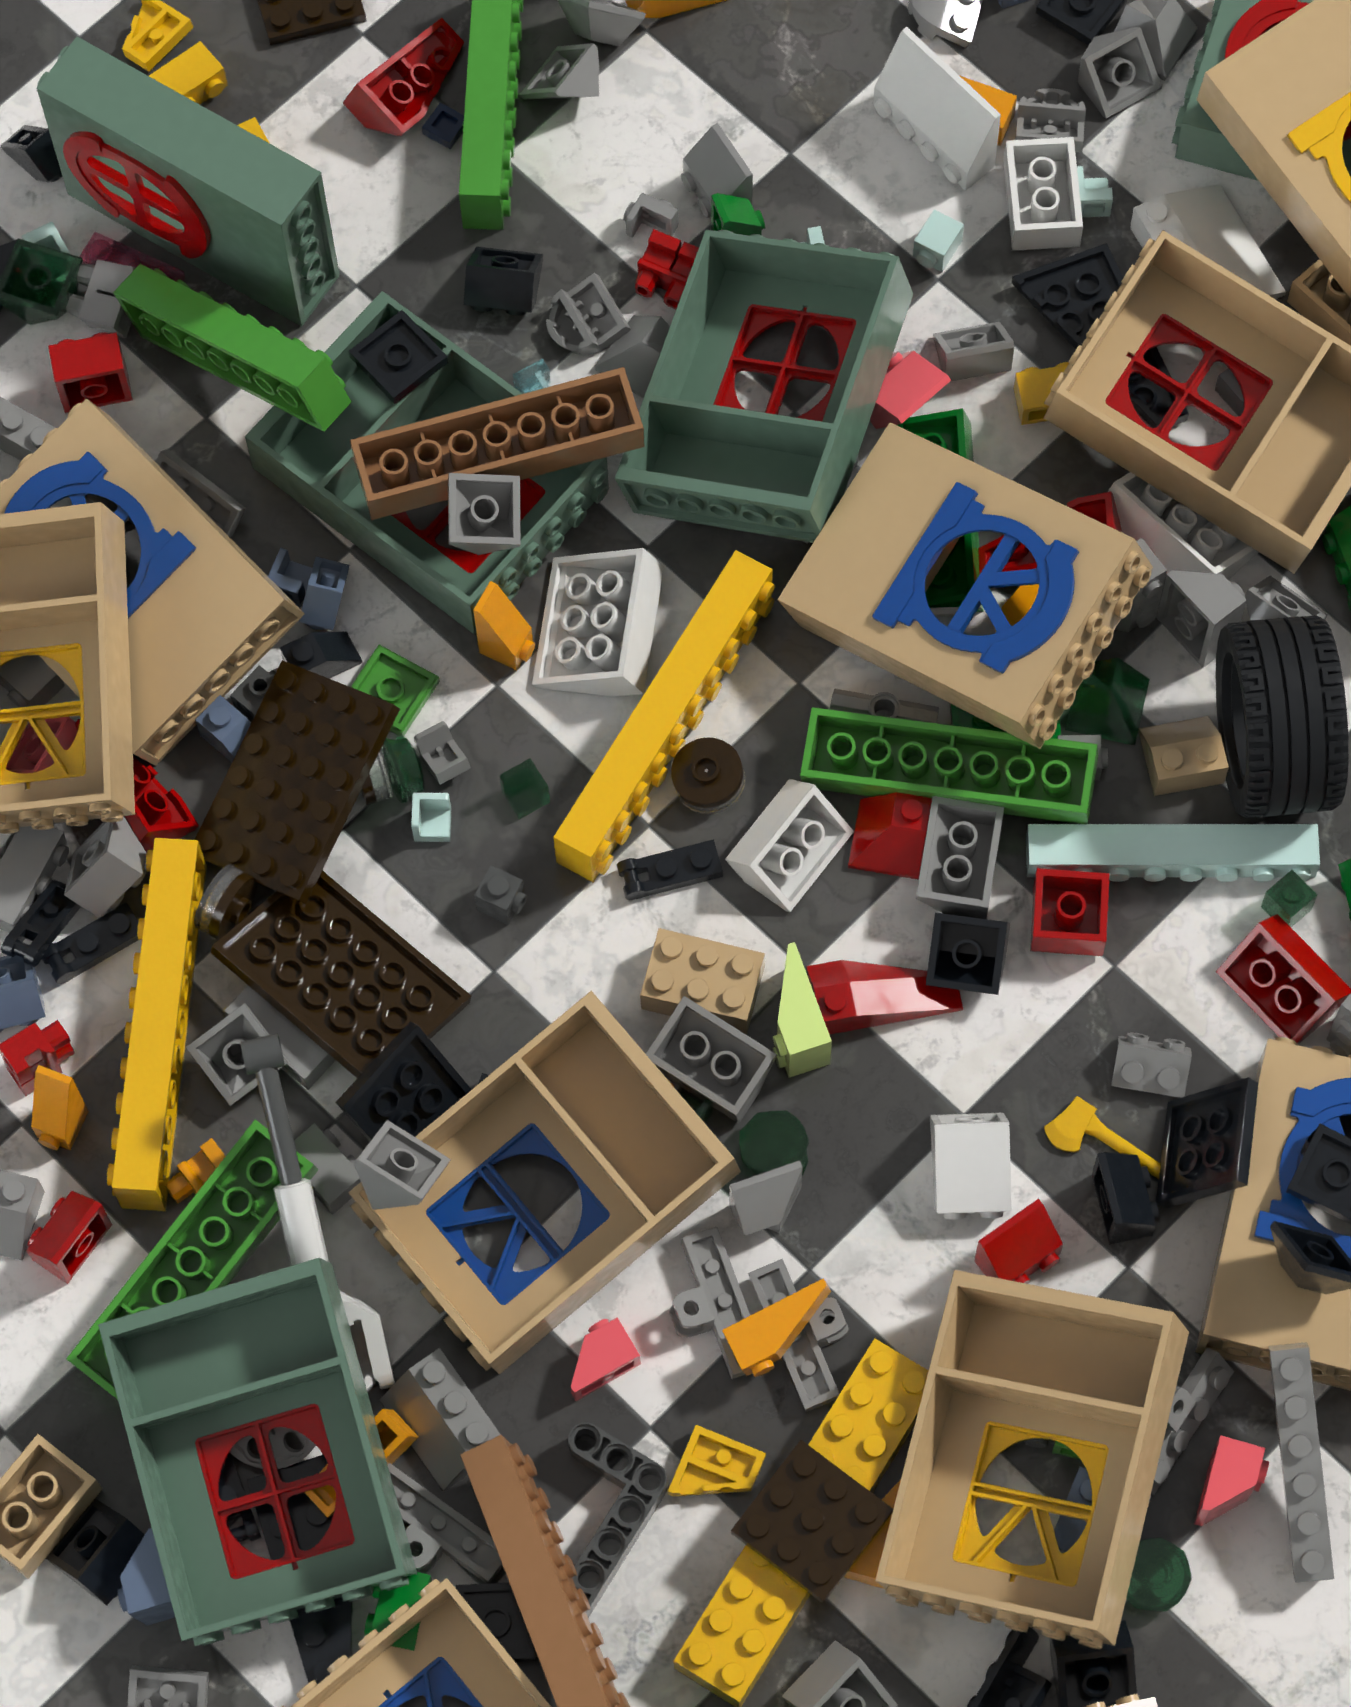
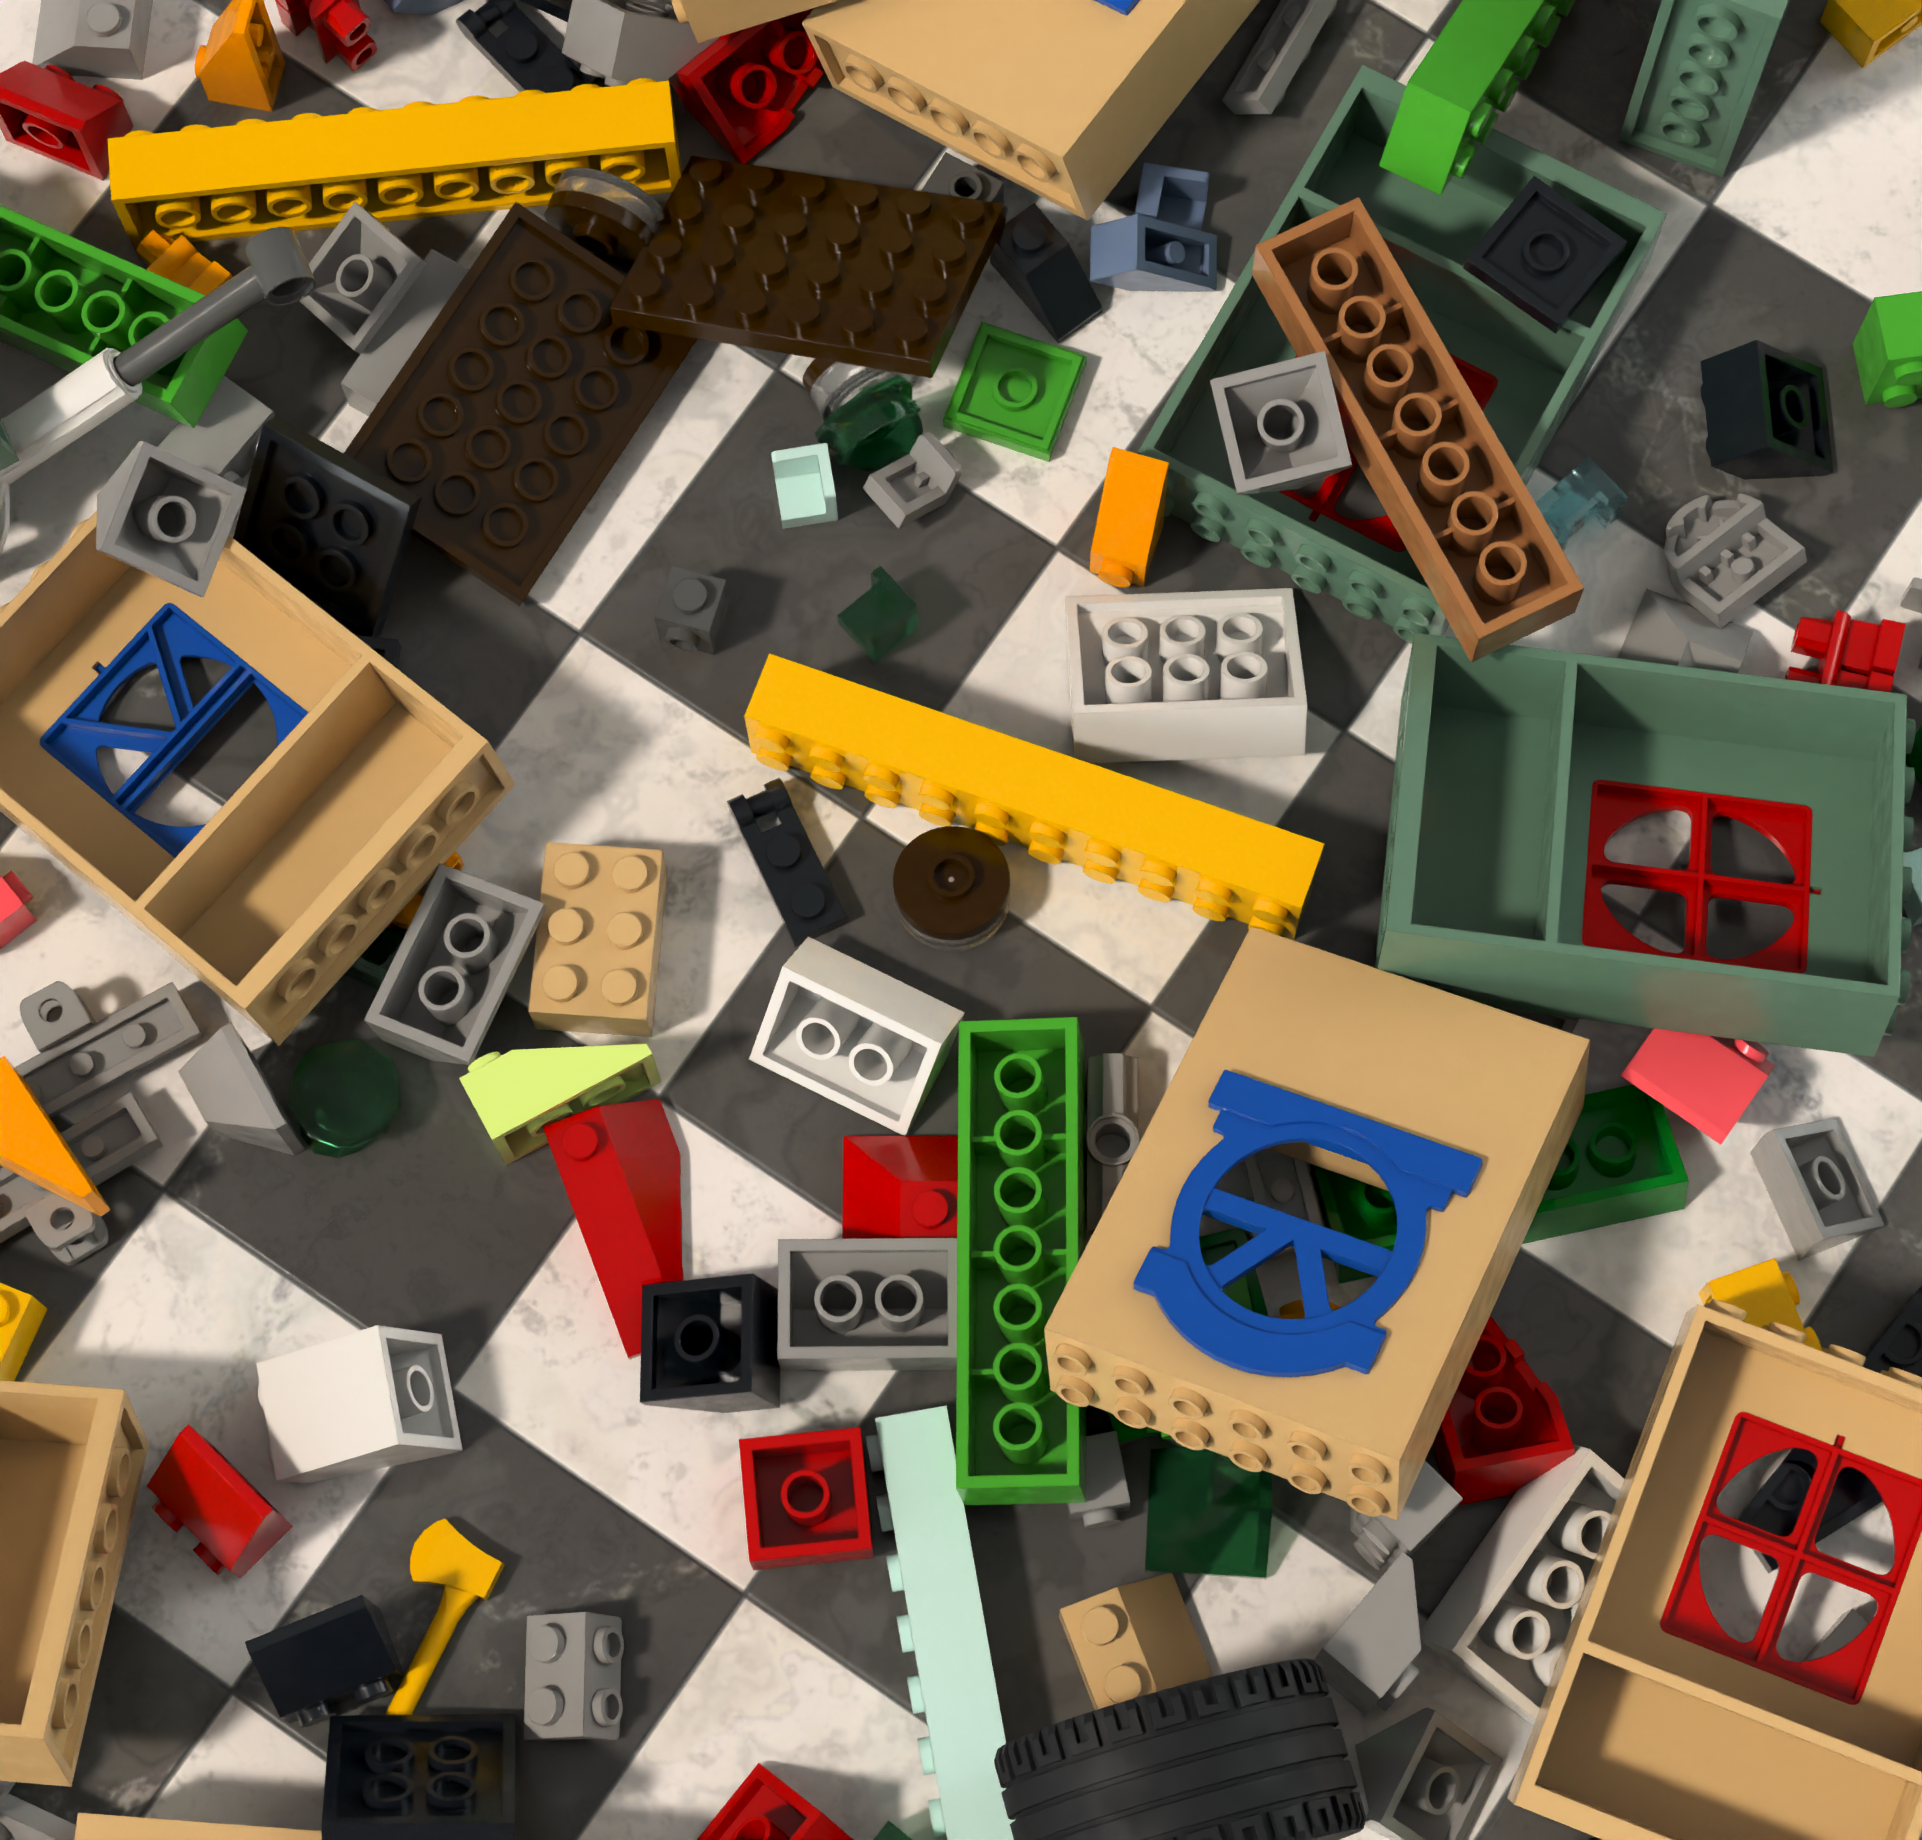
camera: 80 degrees right, 5 degrees up
(223, 727) = (898, 154): sand blue slope -> none

